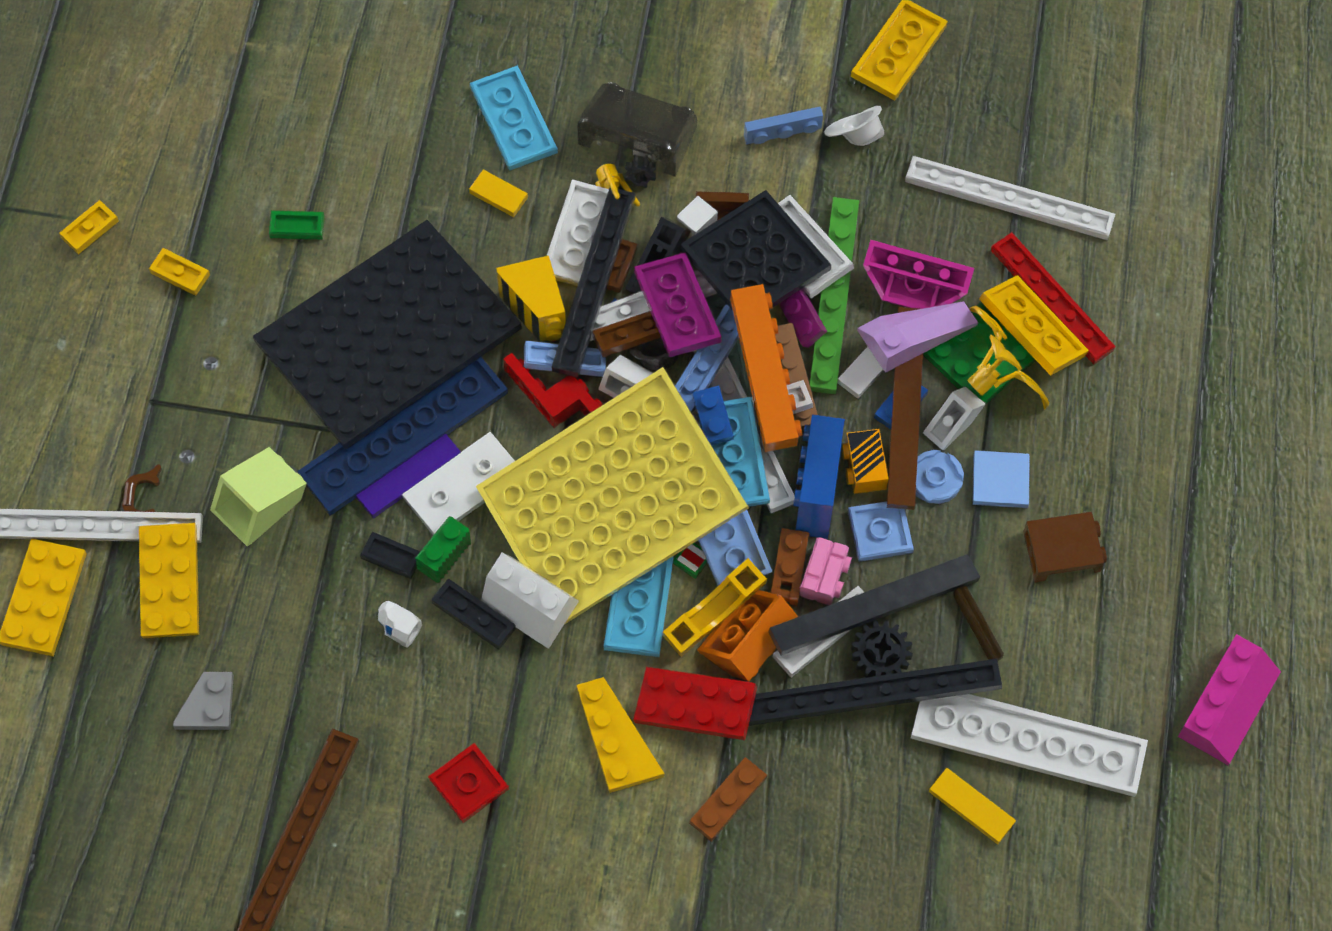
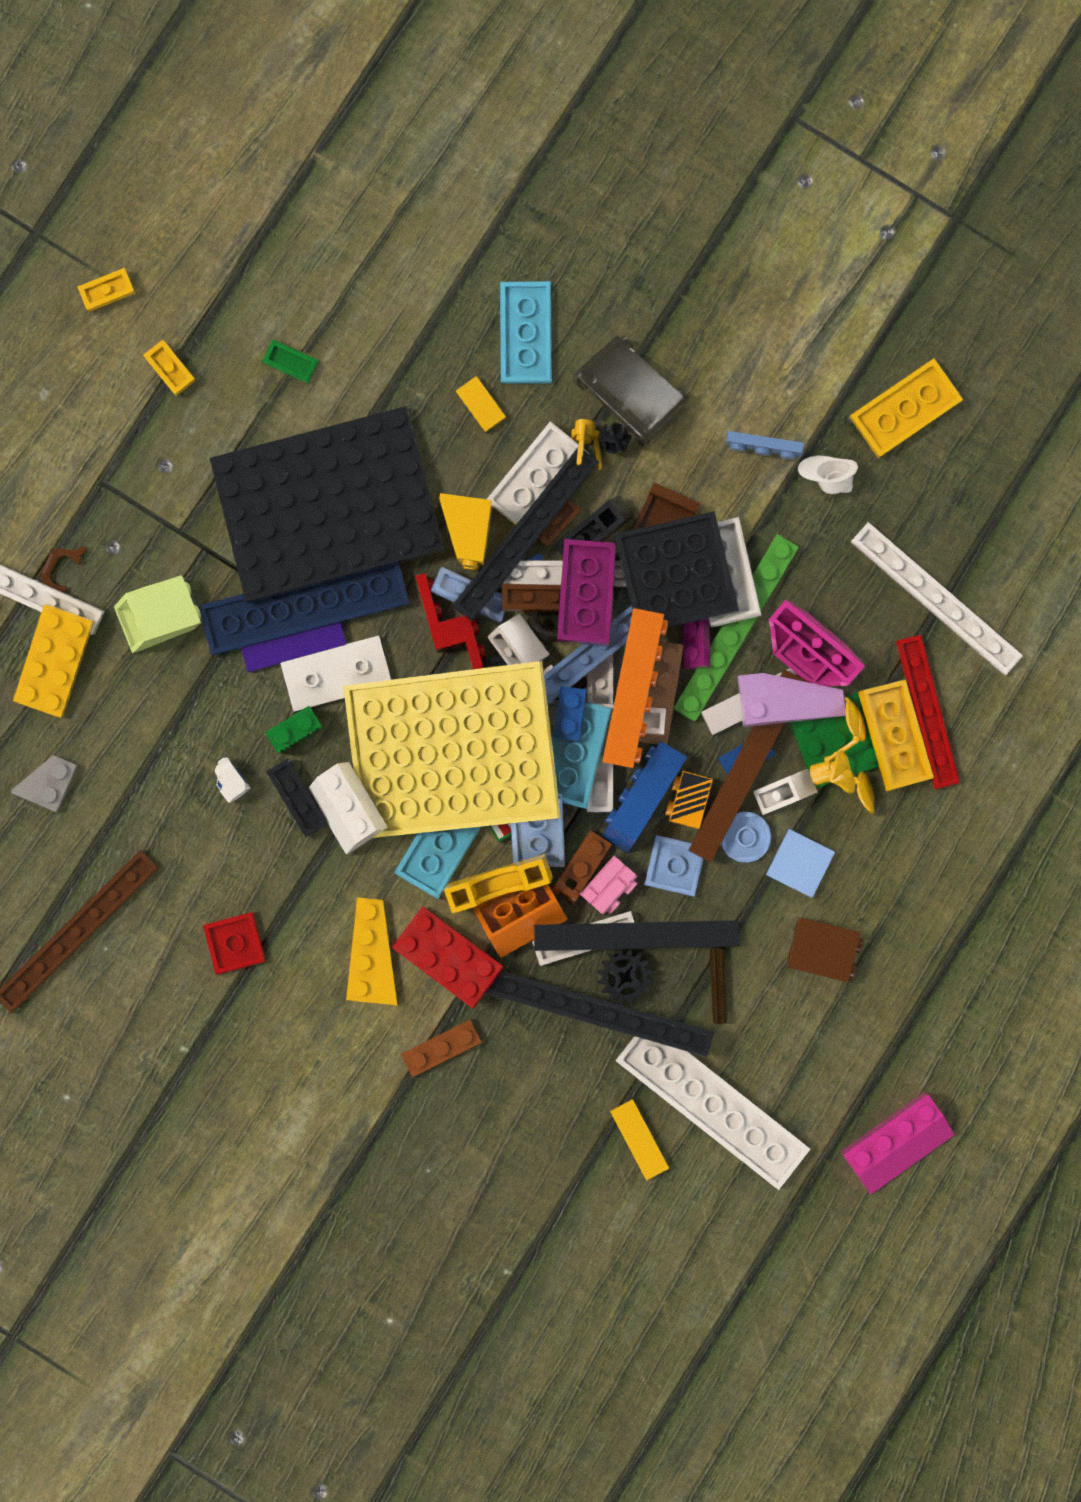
camera: 25 degrees right, 20 degrees up
(390, 555) = (250, 713): black tile -> none
(697, 215) = (643, 510): white panel -> none

